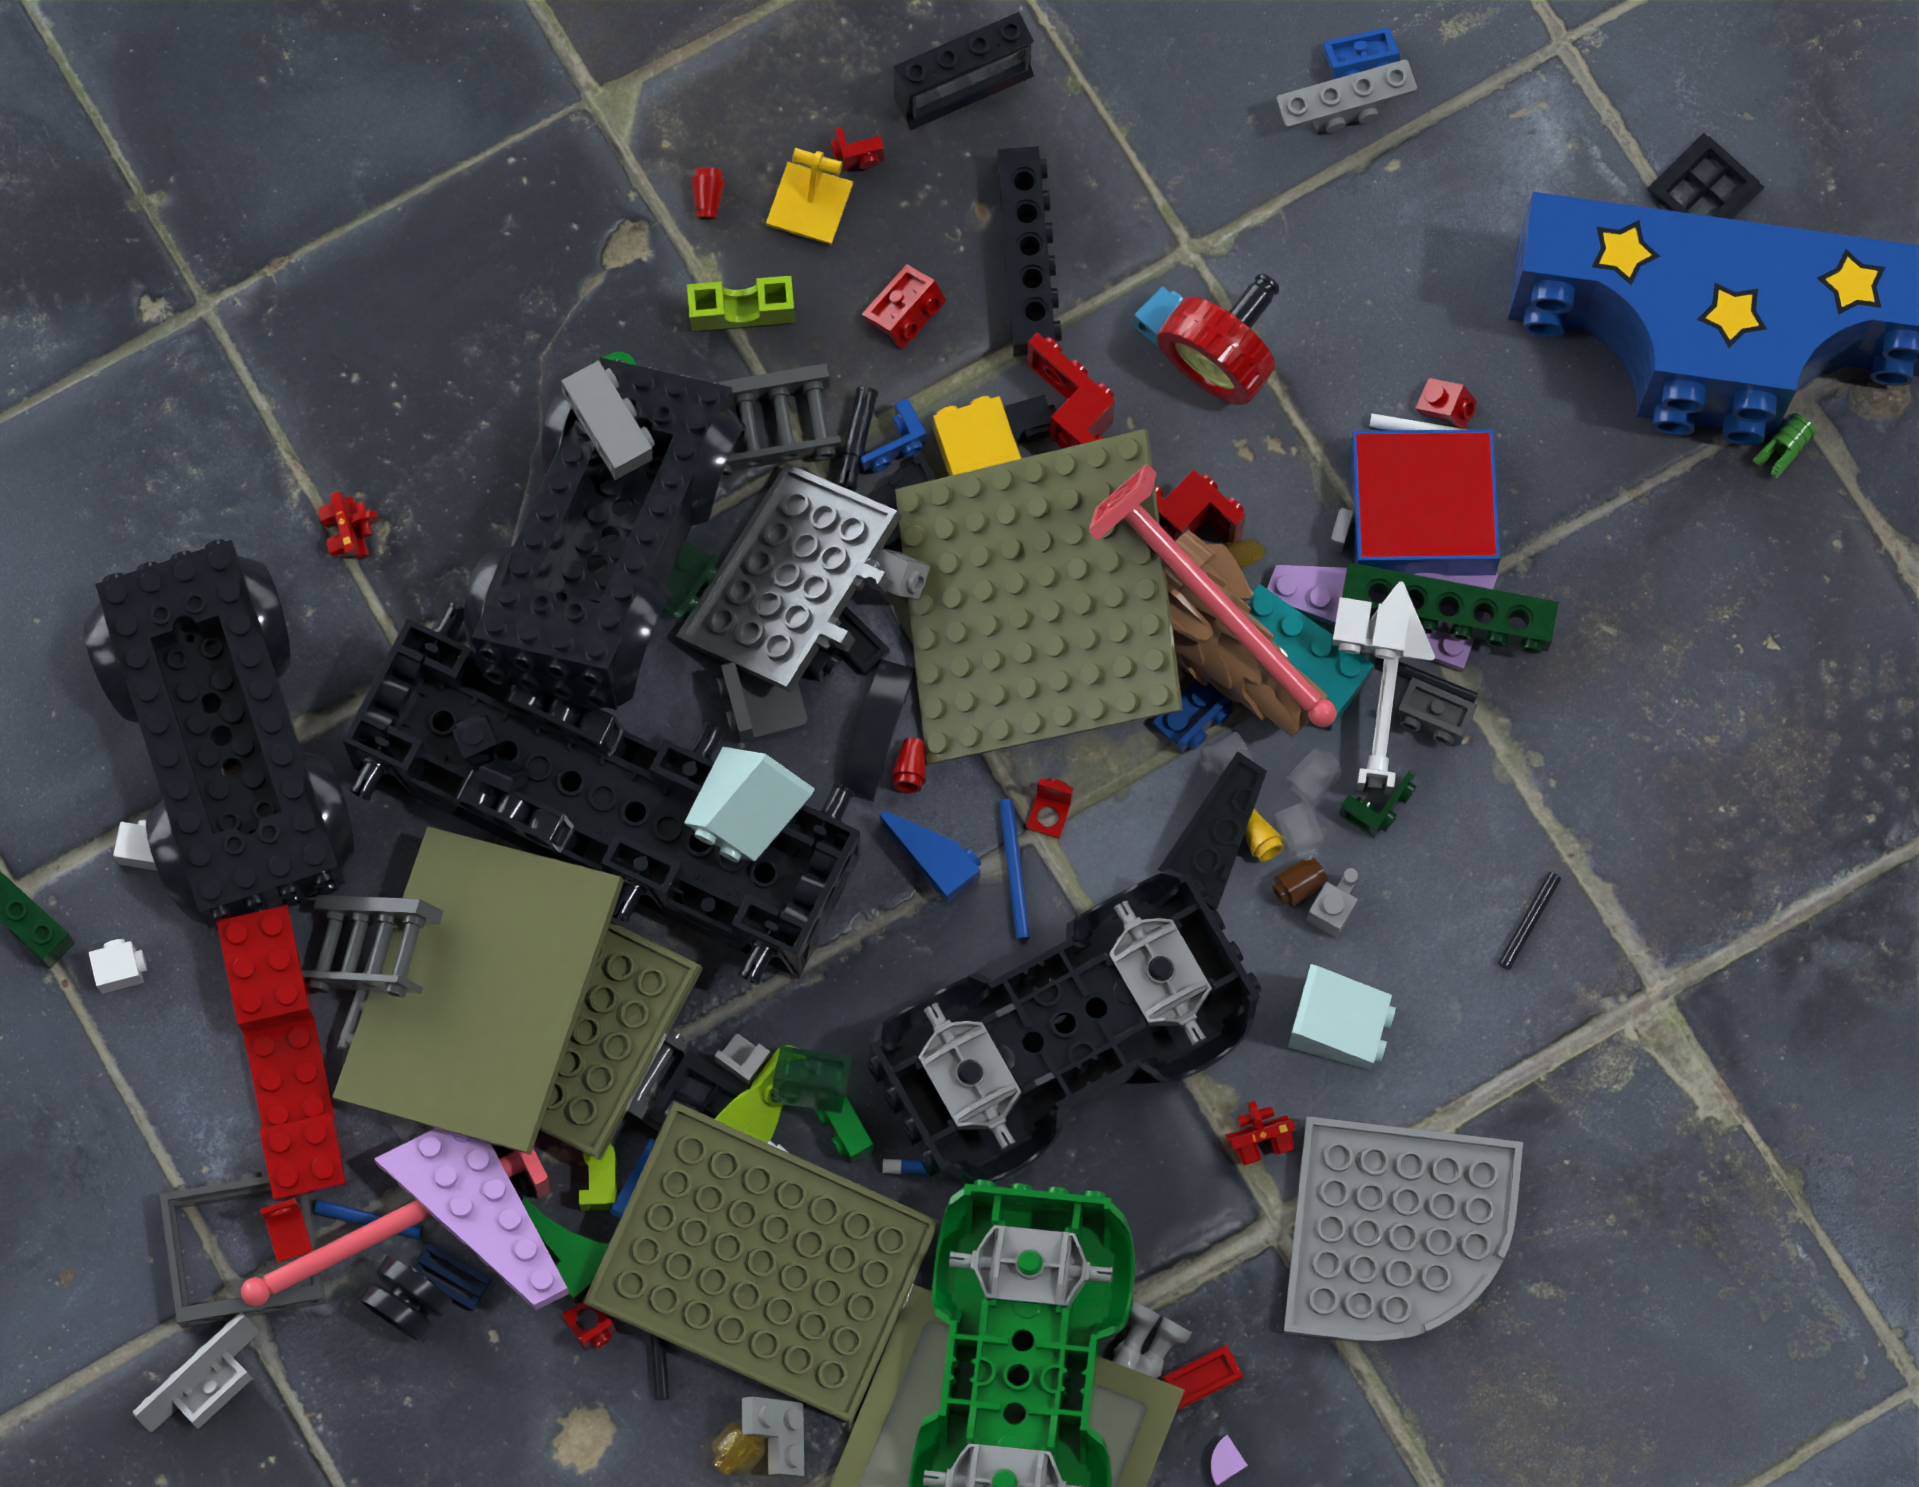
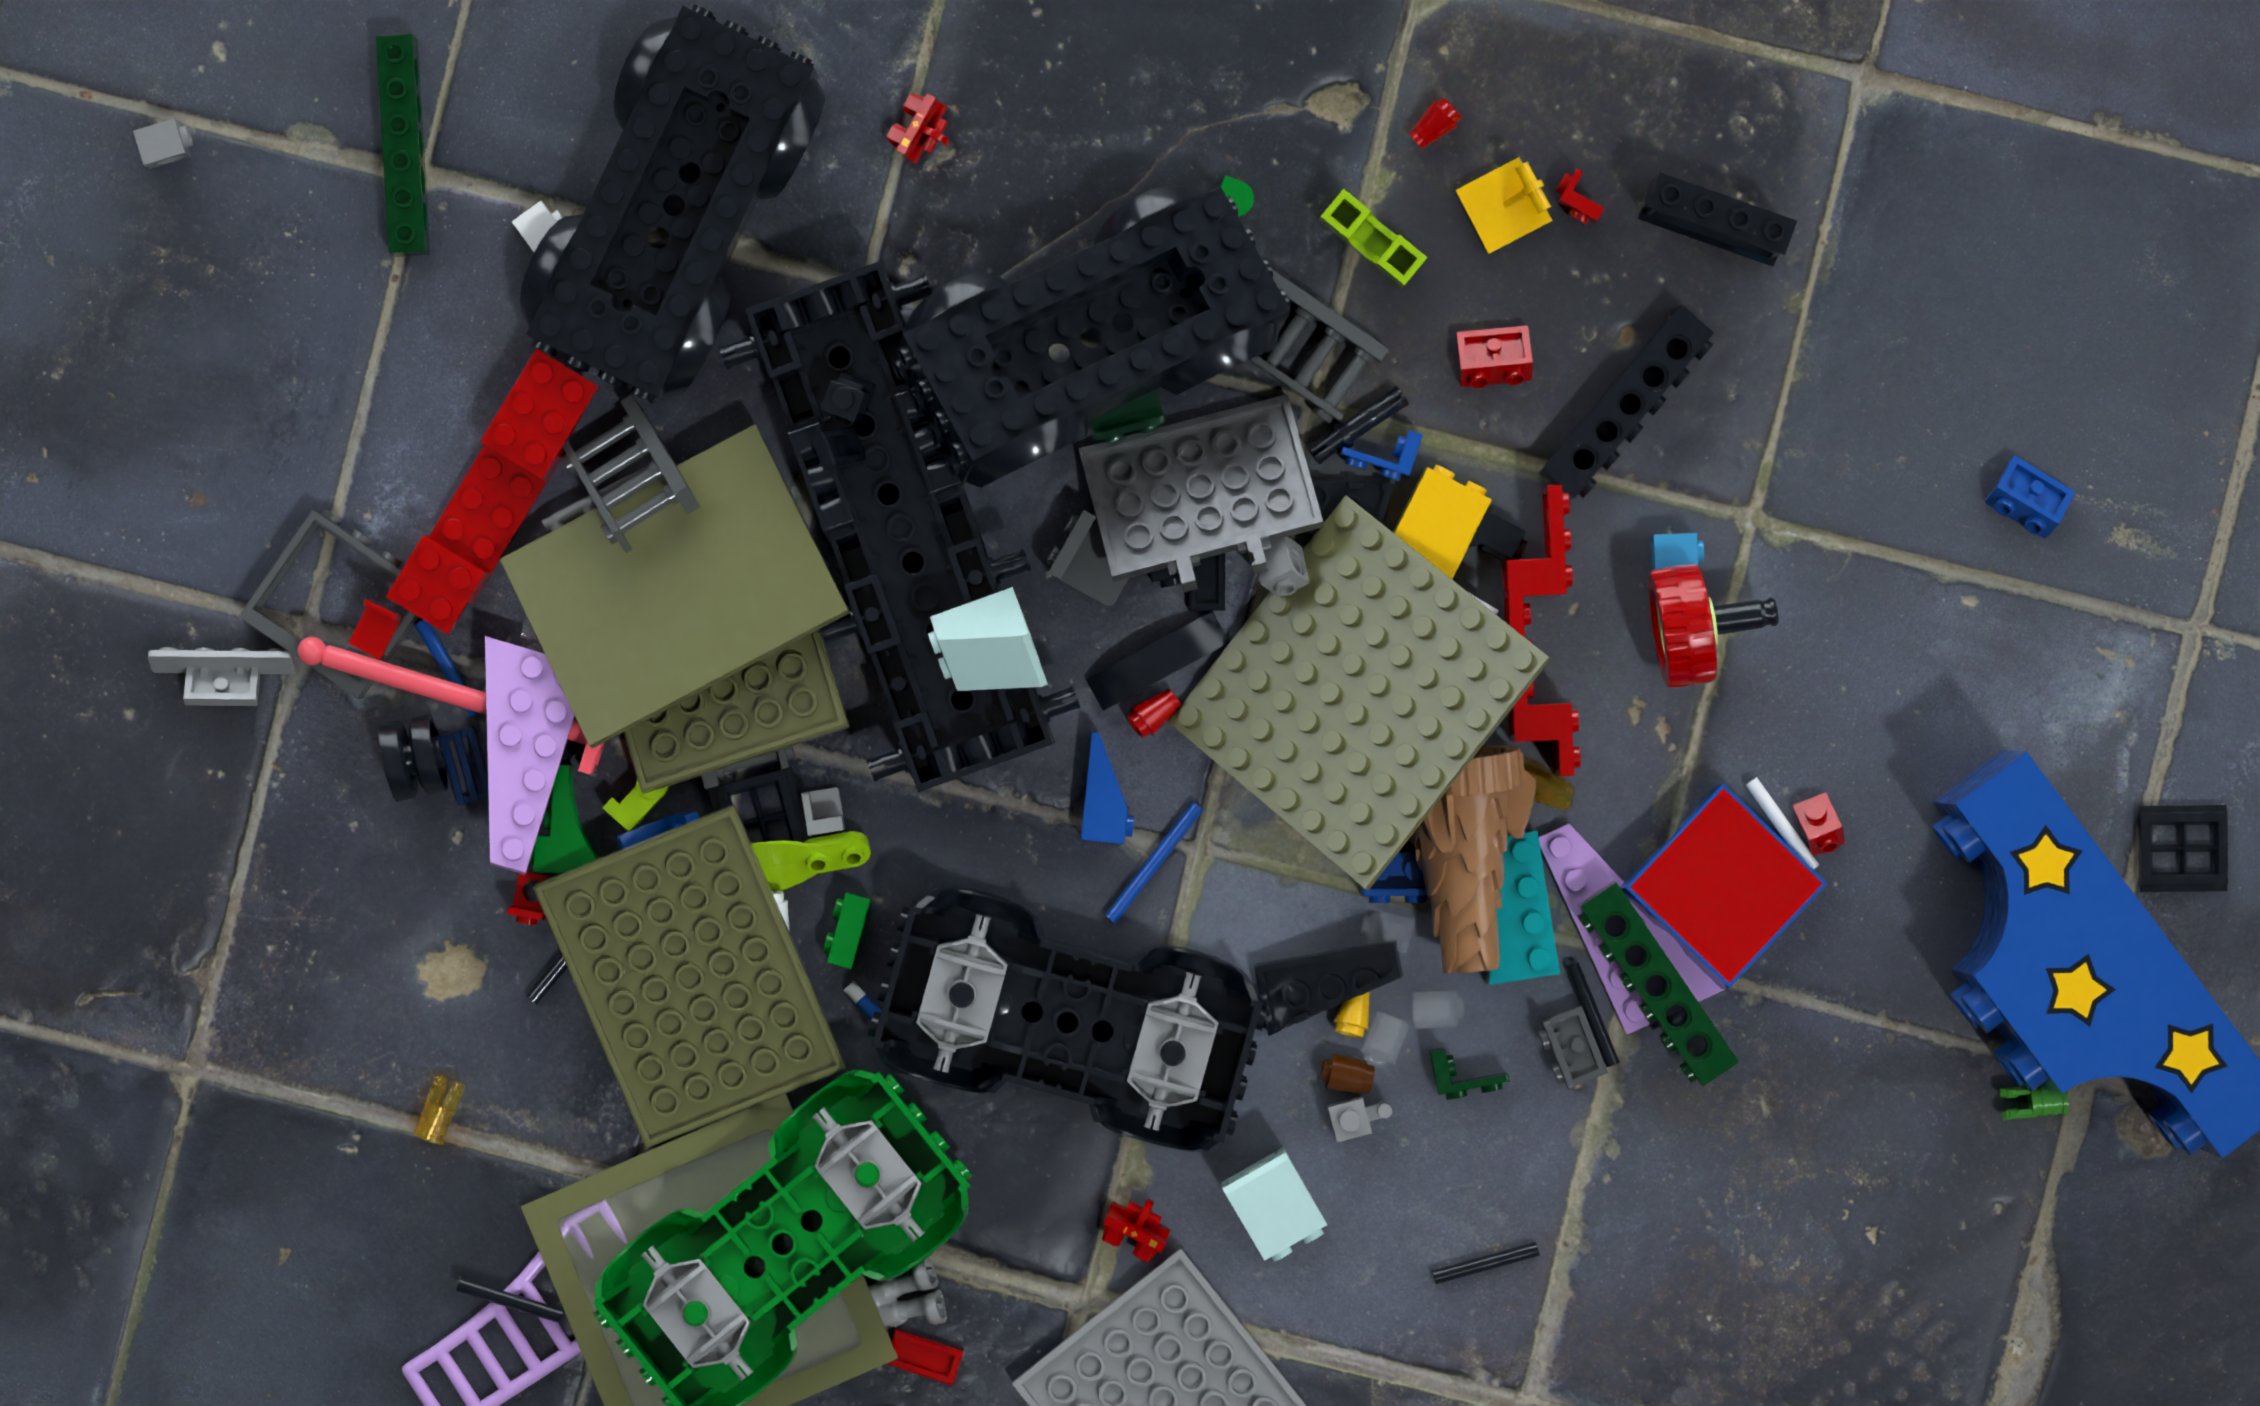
camera: 45 degrees right, 15 degrees up
(117, 965) = (442, 305): white brick -> none
(608, 419) = (1171, 252): light grey brick -> none
(737, 1451) = (549, 1089): clear yellow head -> none
(784, 1428) = (593, 1105): light grey plate -> none
(811, 1079) = (851, 881): clear green bracket -> none
(1055, 795) = (1234, 835): red bracket -> none
(1125, 504) = (1474, 705): coral piece -> none
(1340, 530) = (1642, 844): light grey tile -> none
(1347, 98) = (1984, 519): light grey bracket -> none
(1353, 625) = (1589, 966): white piece -> none
(1416, 647) = (1594, 967): white piece -> none

